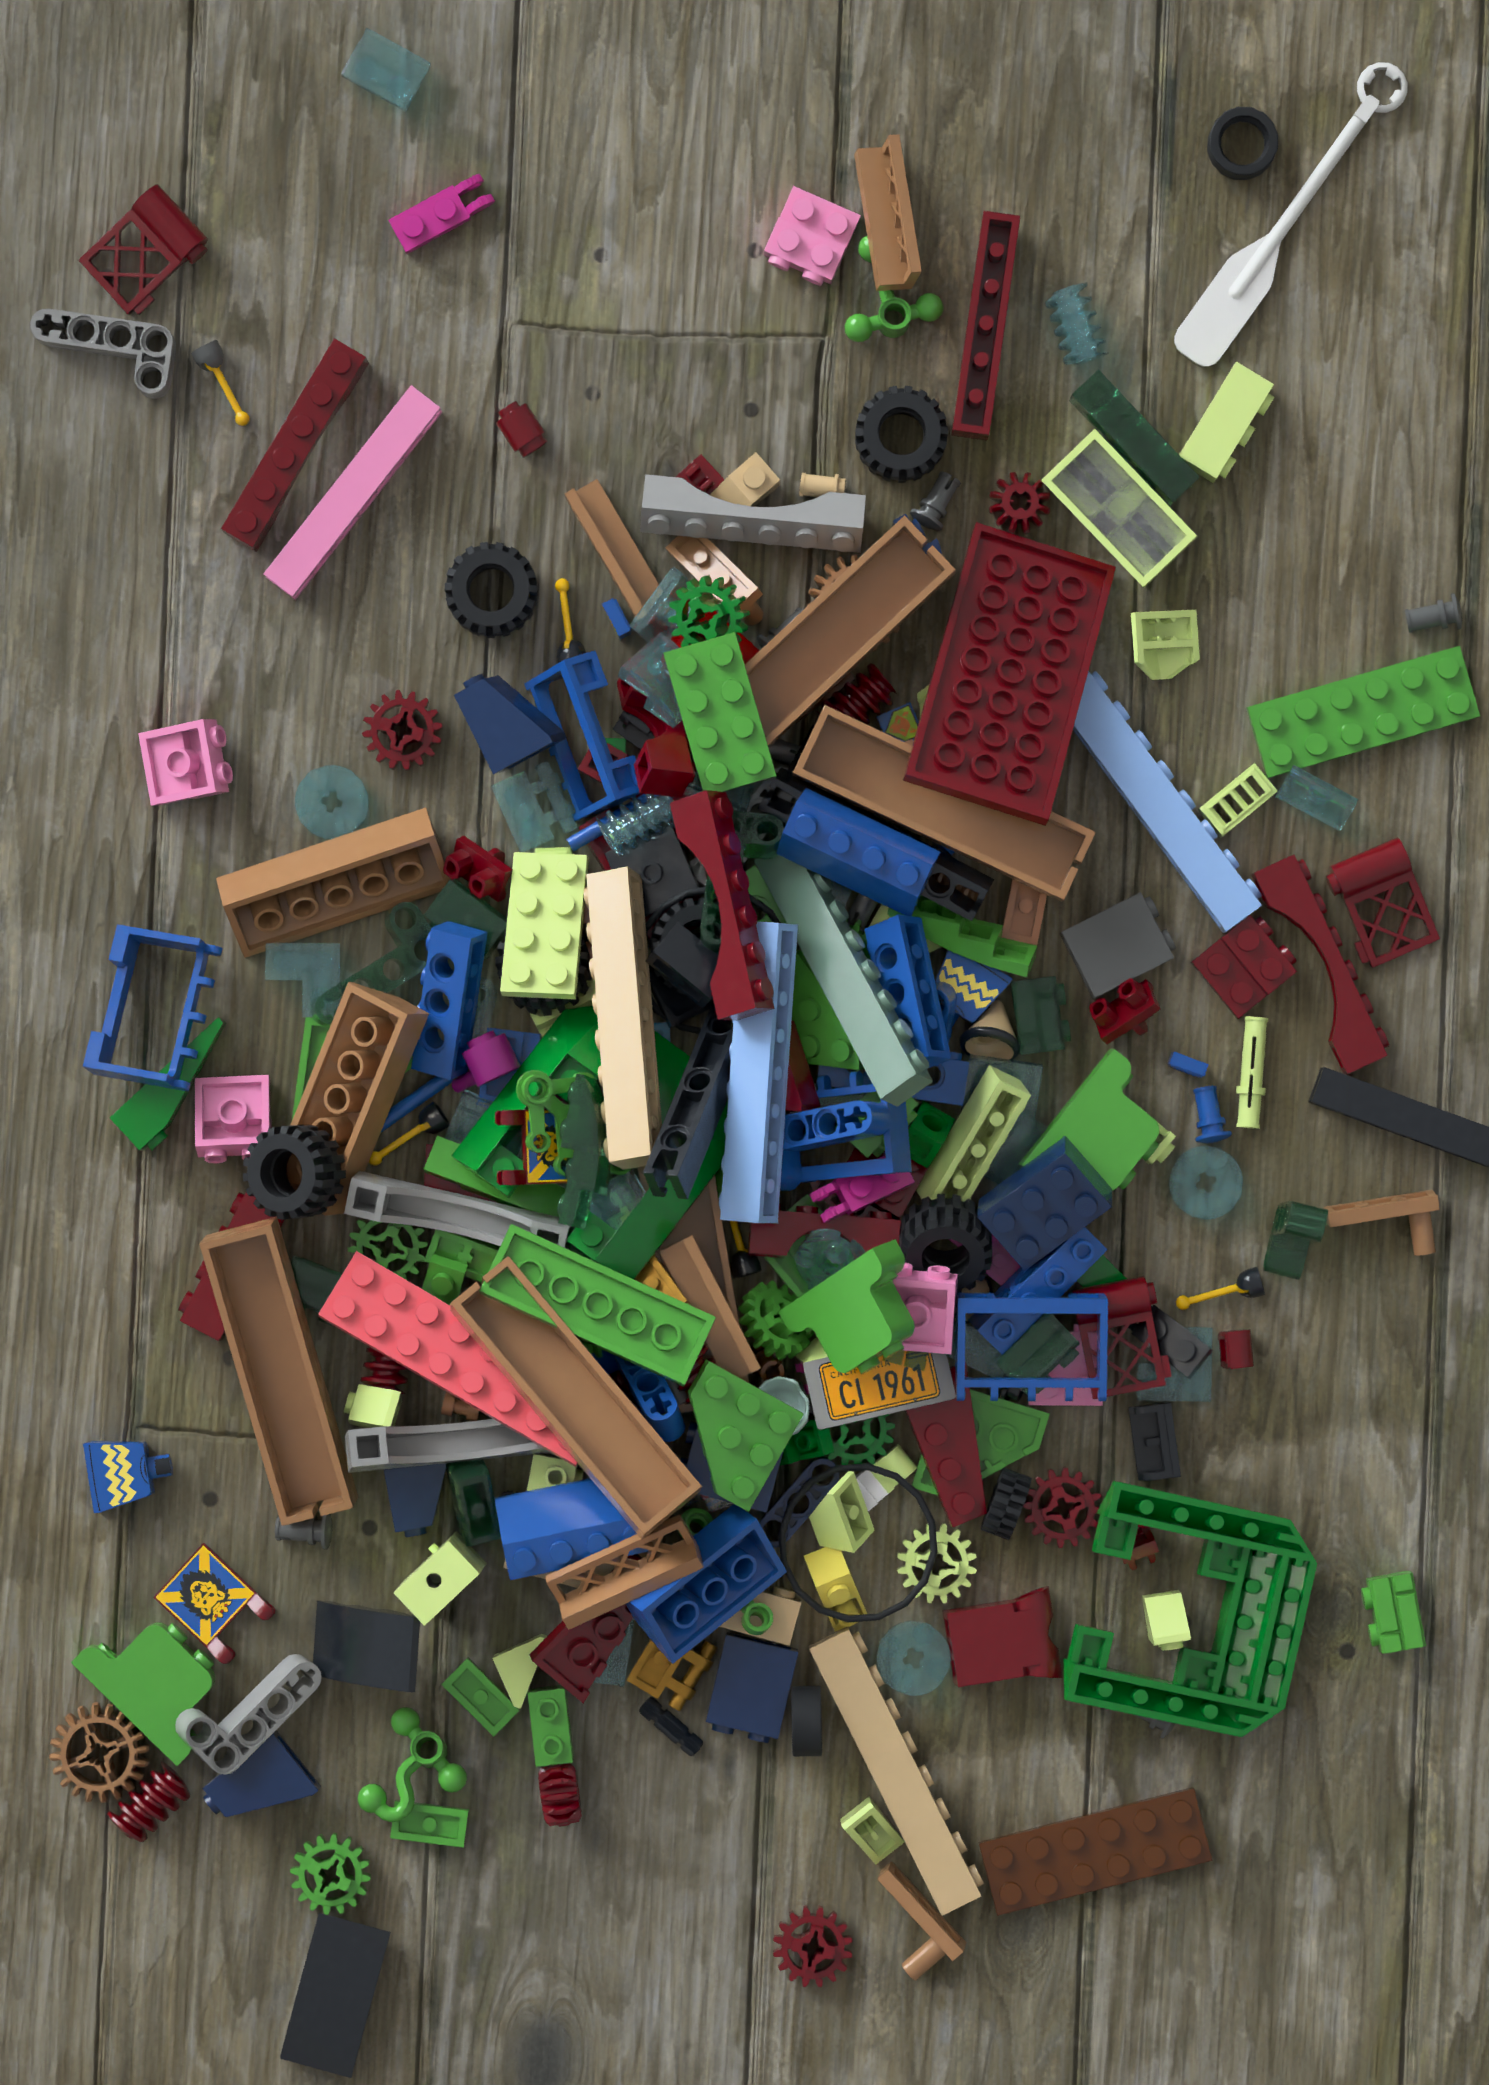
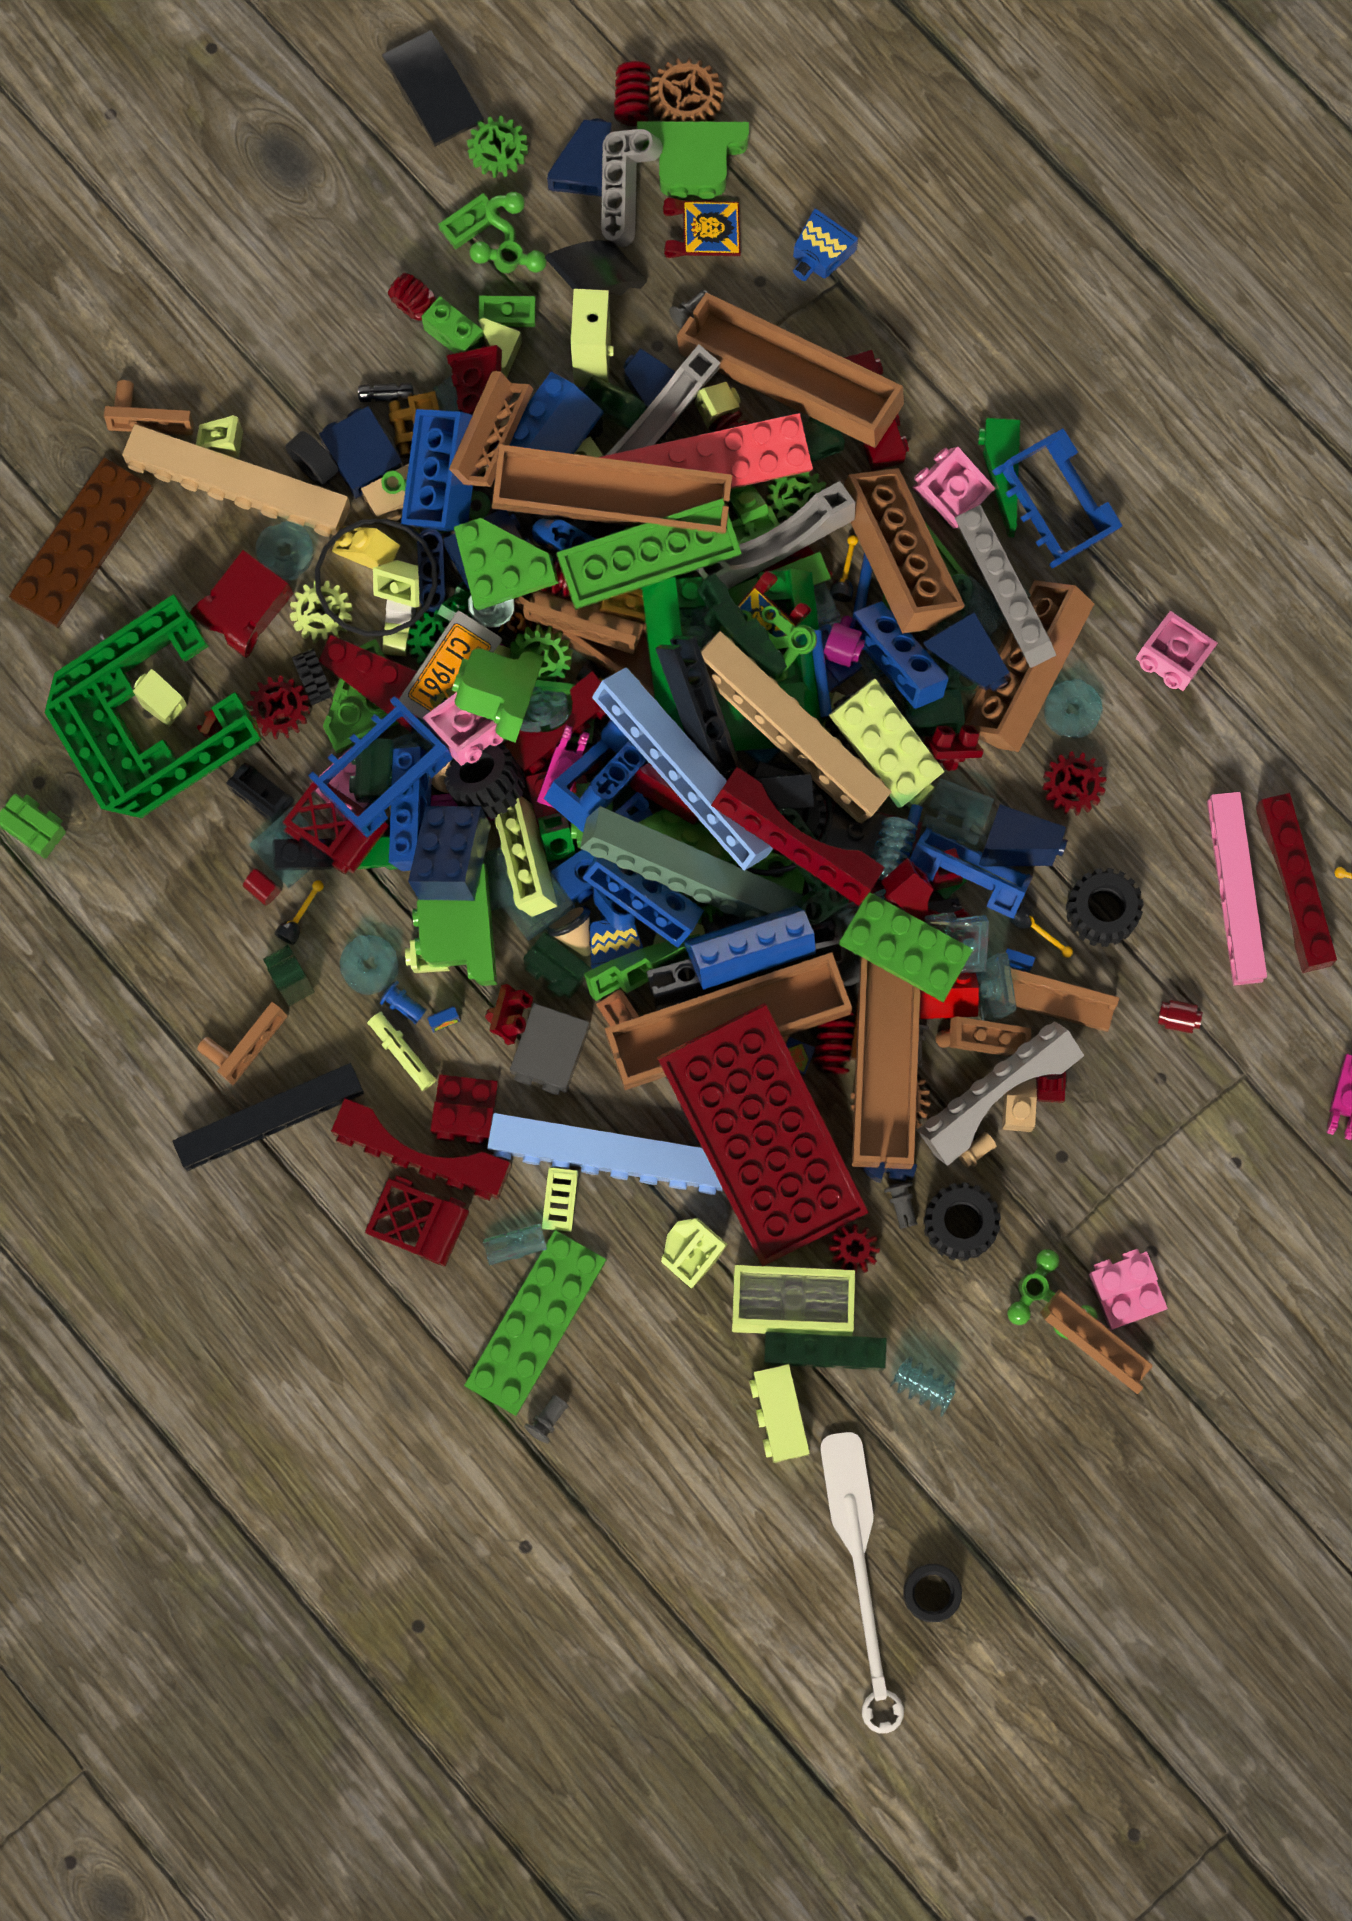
camera: 135 degrees right, 10 degrees down
(269, 1171) = (890, 477): black tyre -> none
(287, 969) = (1005, 586): none -> light grey brick
(385, 933) = (970, 653): none -> dark blue slope
(541, 1047) = (821, 677): none -> blue bar
(701, 602) = (979, 1009): green gear -> none
(795, 1943) = (185, 358): dark red gear -> none
(985, 325) = (976, 1332): dark red brick -> none

